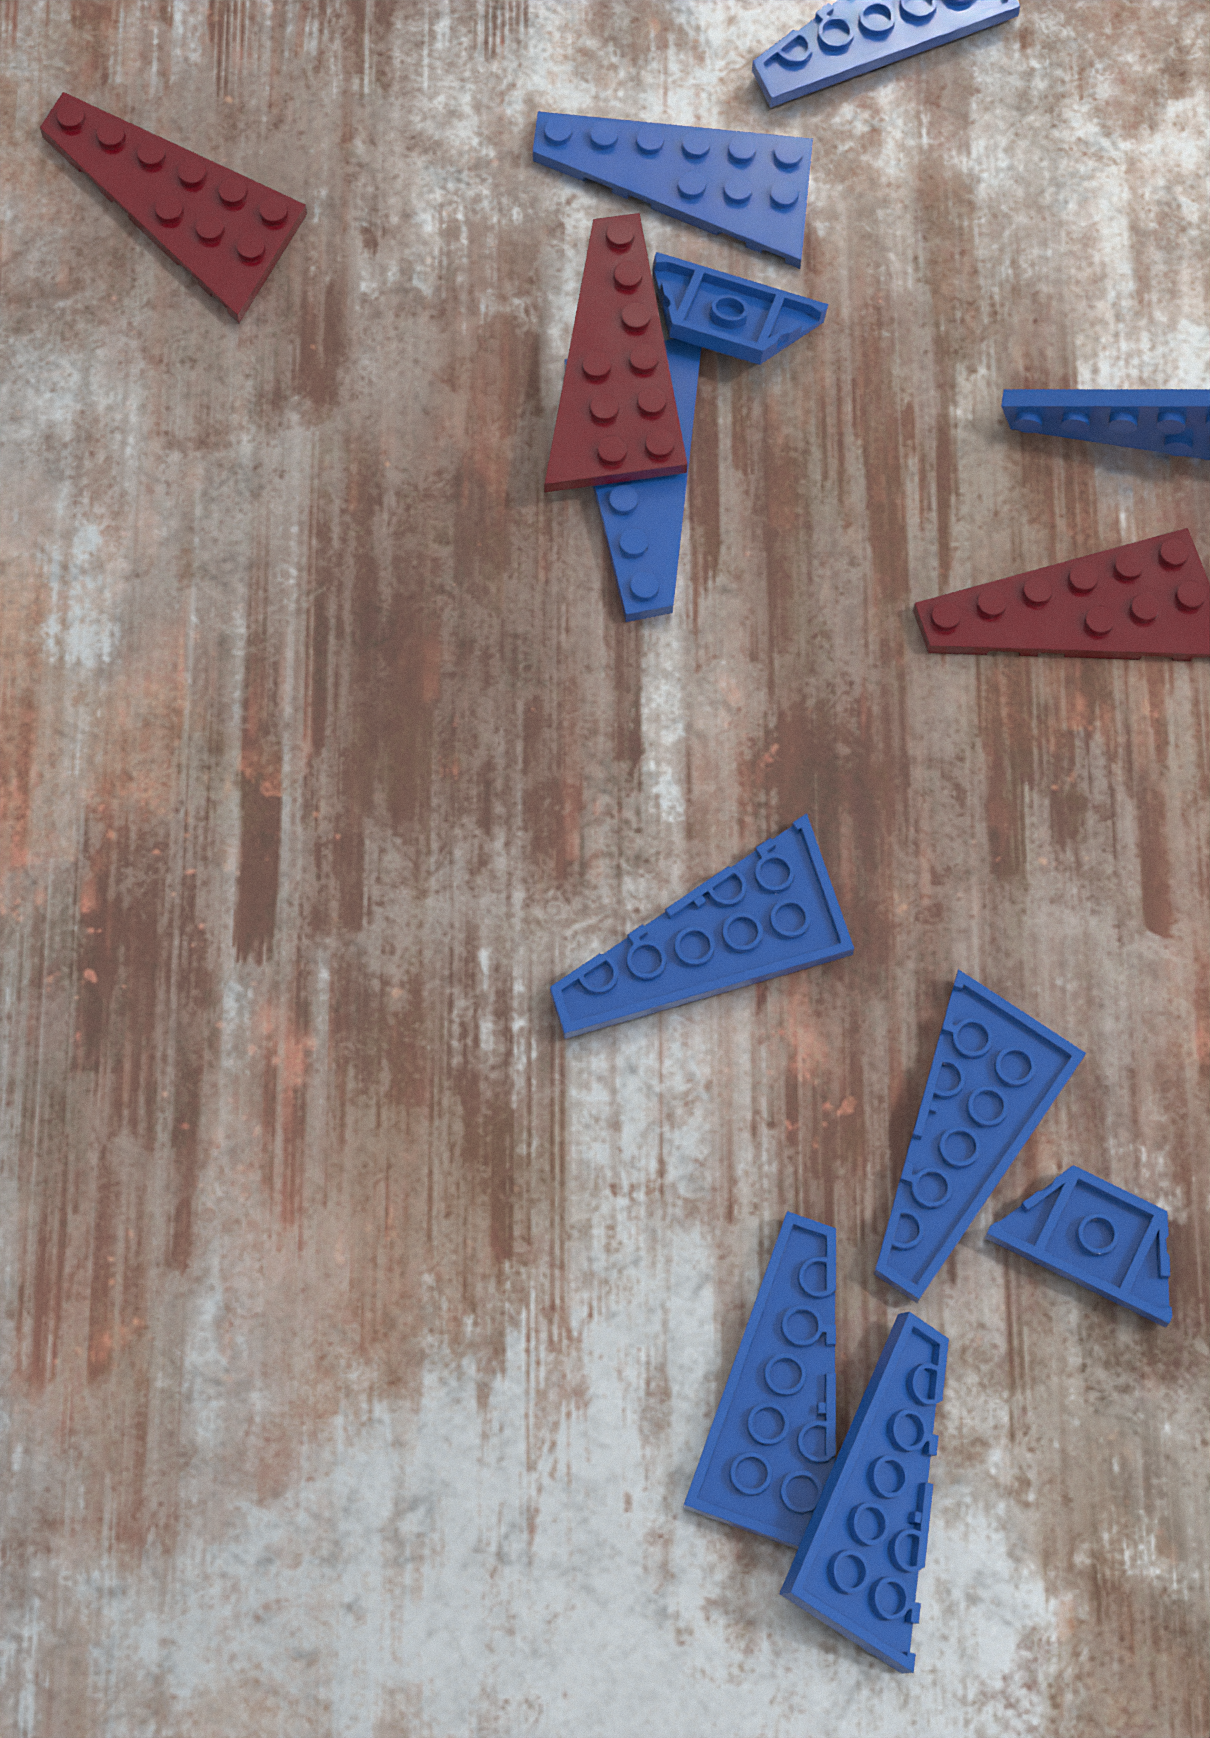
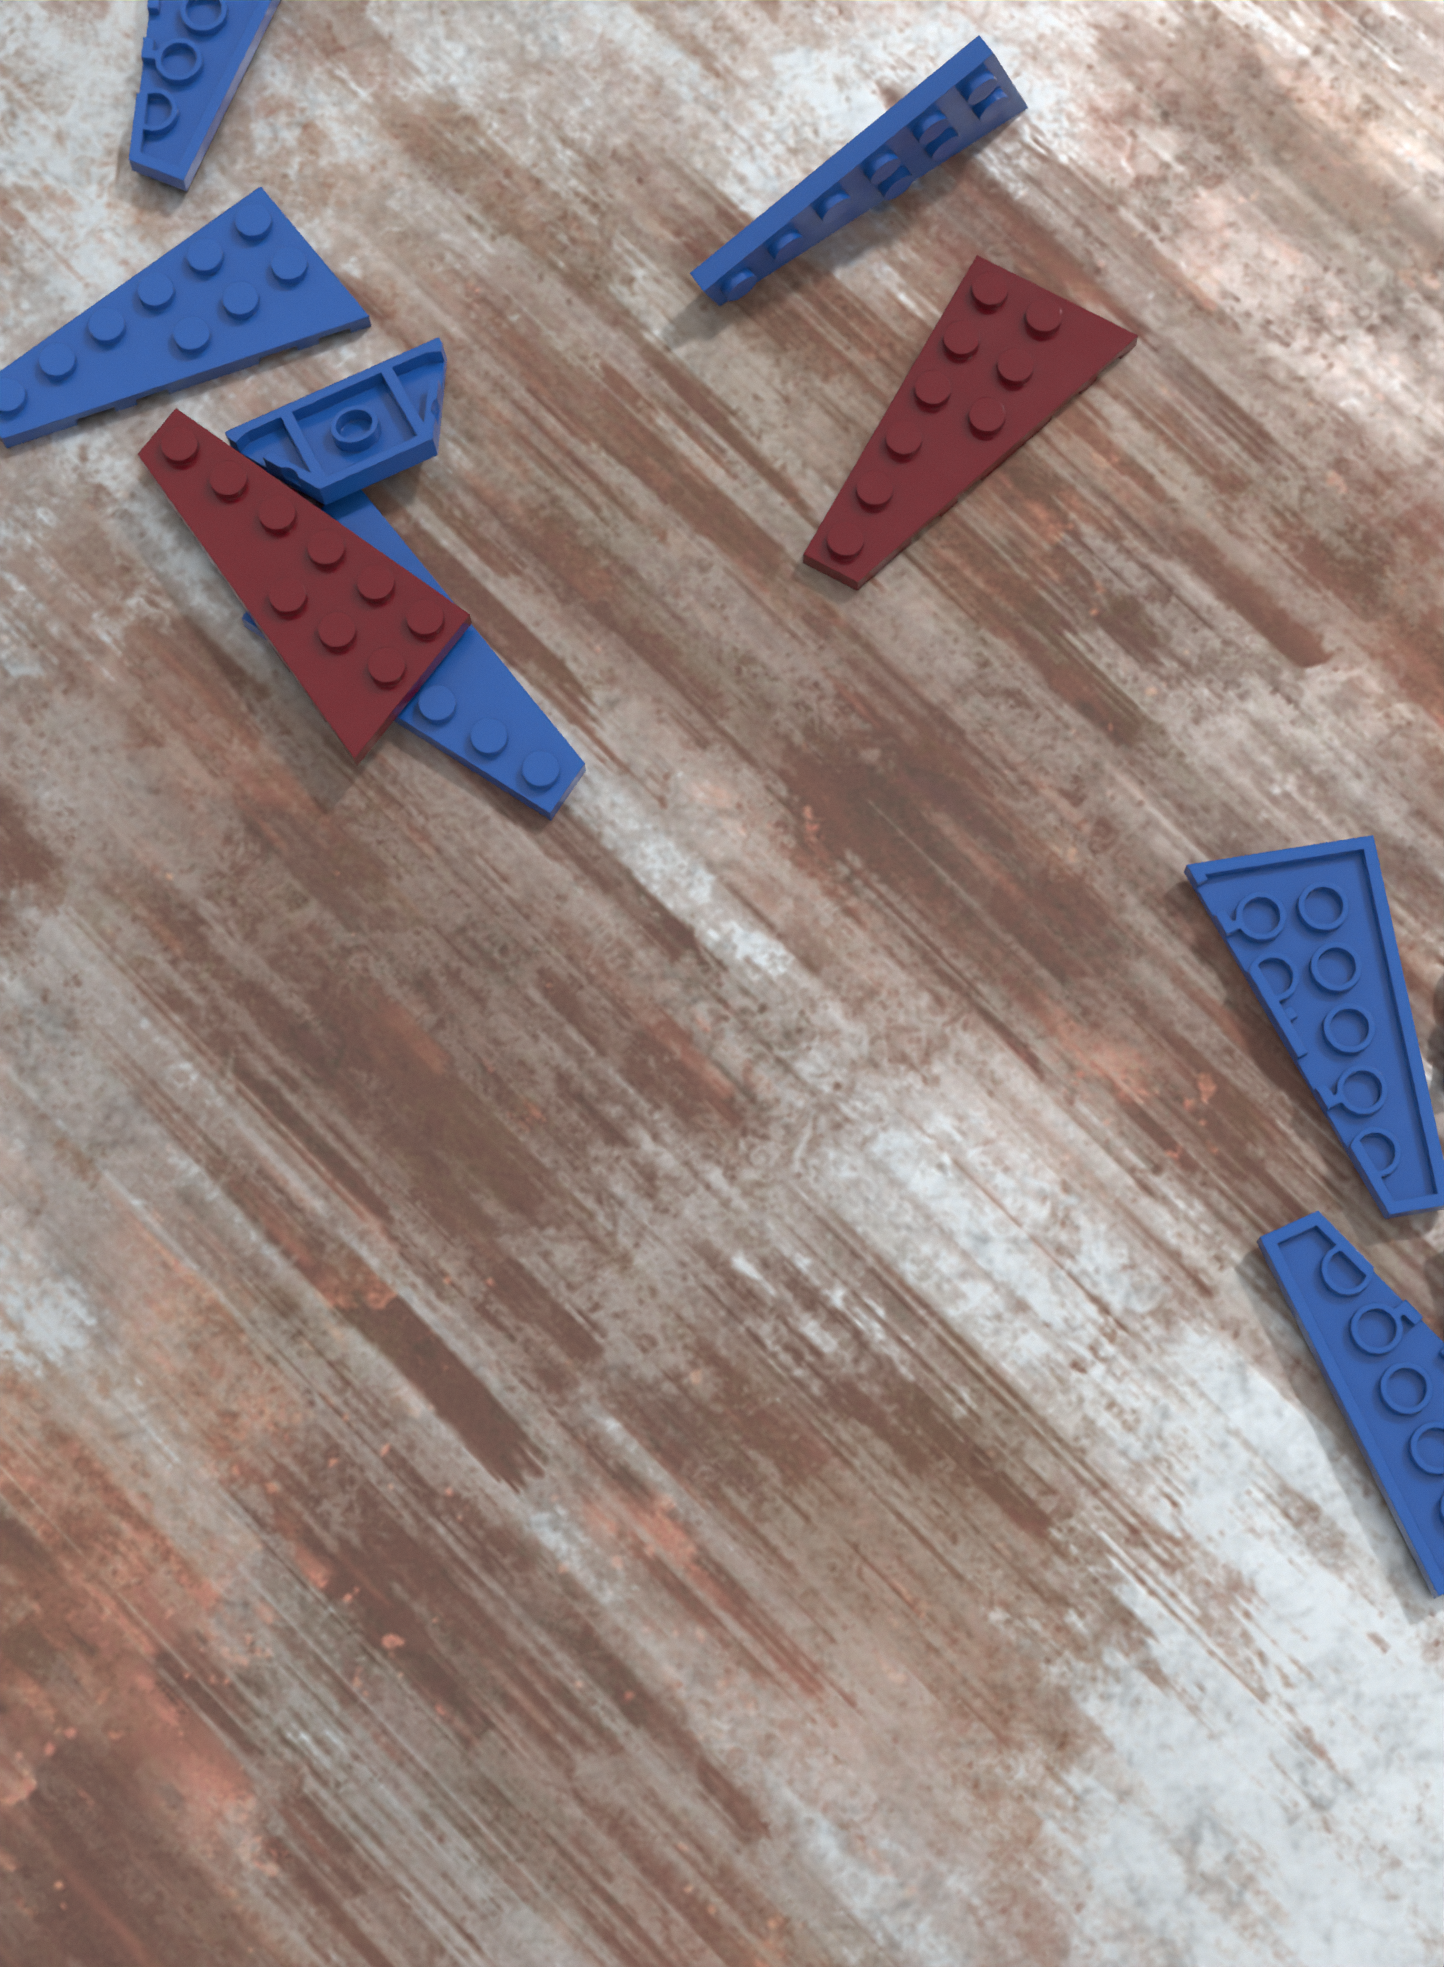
camera: 40 degrees left, 5 degrees up
(730, 932) = (950, 1016): blue wing -> none

